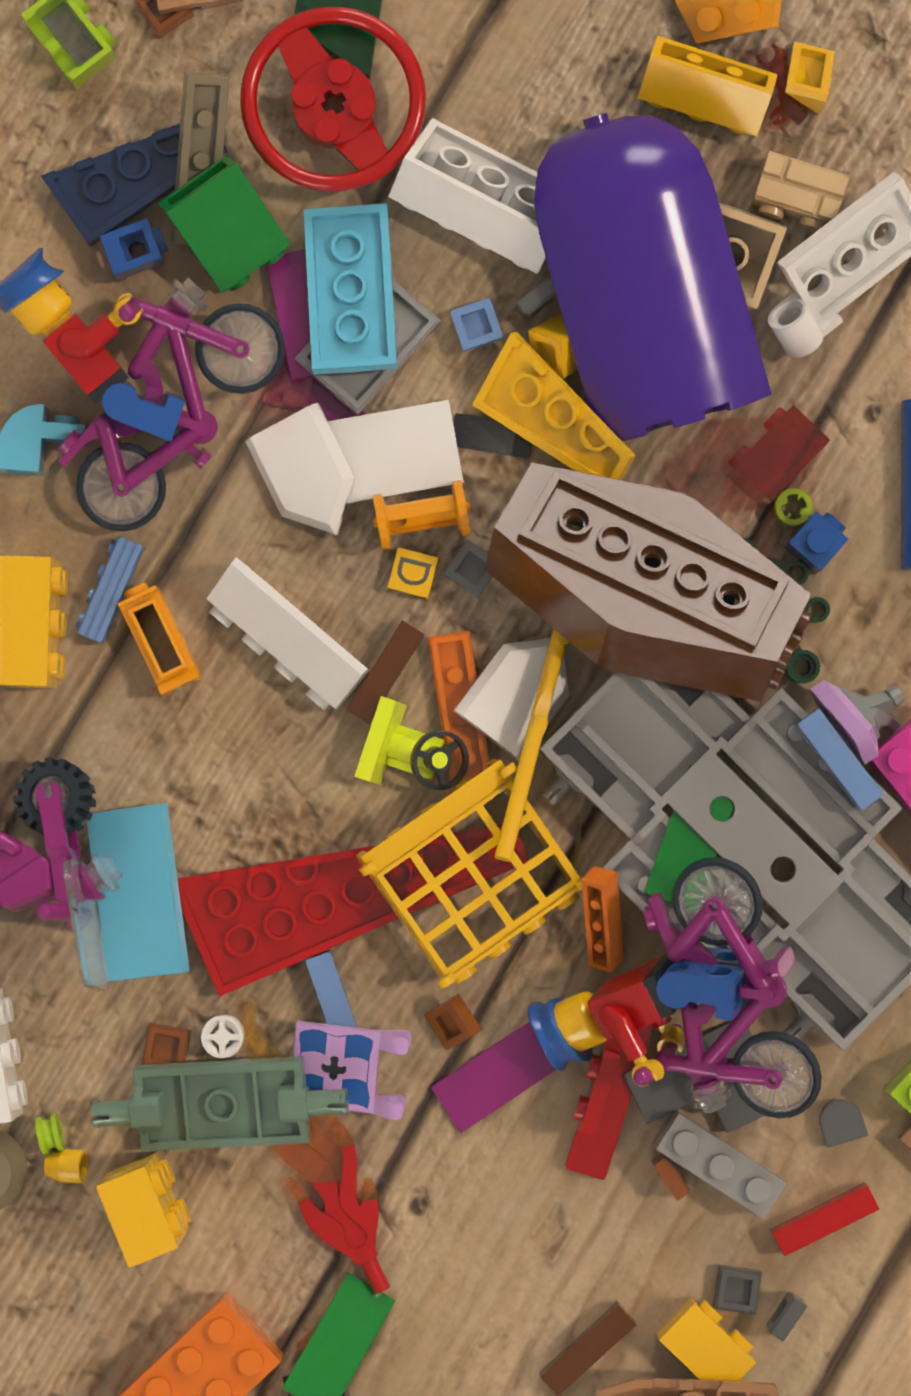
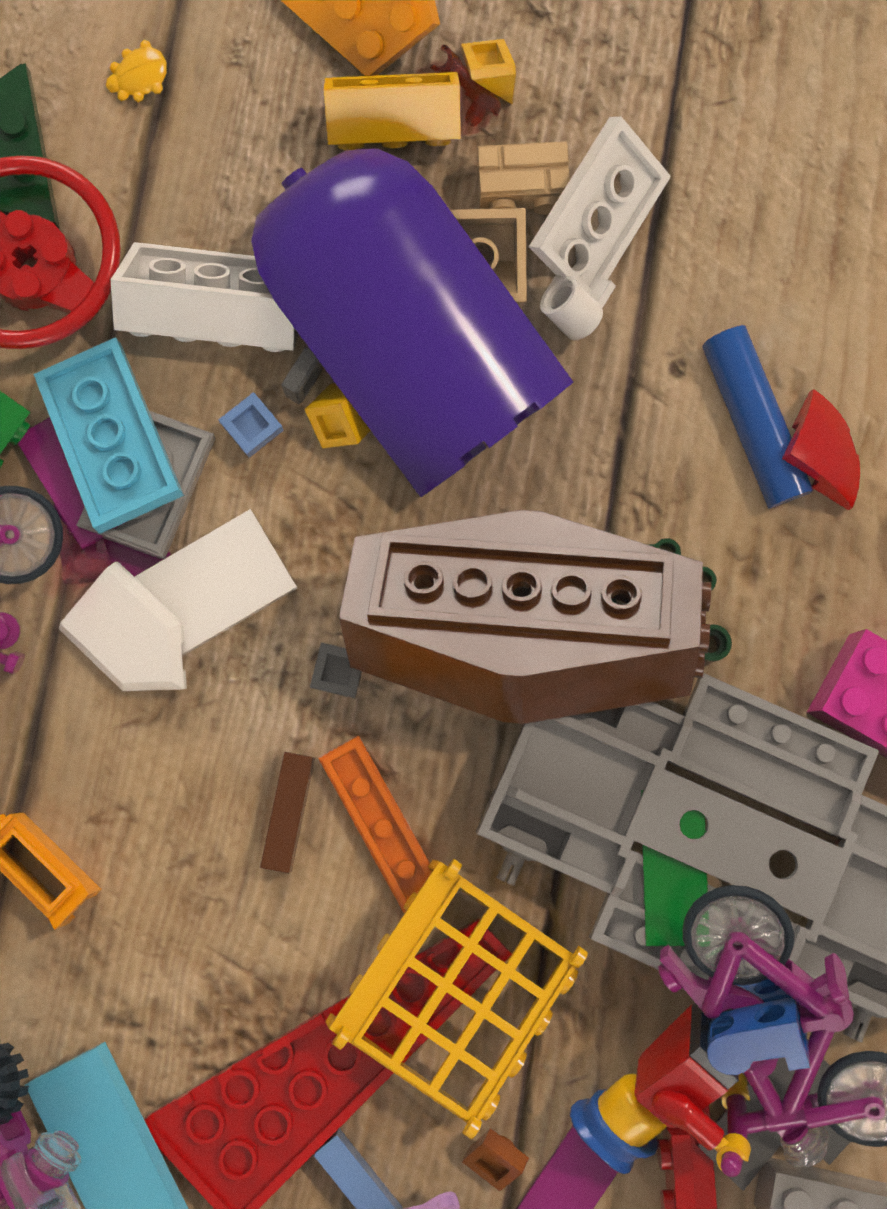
camera: 20 degrees left, 5 degrees down
(286, 634) = (167, 812): white slope -> none
(407, 749) = (338, 884): neon yellow piece -> none
(412, 573) = (278, 698): yellow tile -> none
(421, 514) = (263, 636): light orange hose -> none
(489, 436) = (310, 529): black sticker -> none
(505, 693) = (432, 782): white tile -> none
(533, 738) = (468, 841): yellow bar -> none
(545, 411) = (355, 484): yellow wing -> none
(603, 919) = (612, 989): orange piece -> none
(777, 456) = (606, 439): clear red container -> none
(782, 500) = (650, 492): lime bush -> none
(817, 541) = (677, 511): blue brick -> none
(839, 759) = (796, 725): medium blue piece -> none
(857, 716) = (789, 673): lavender piece -> none

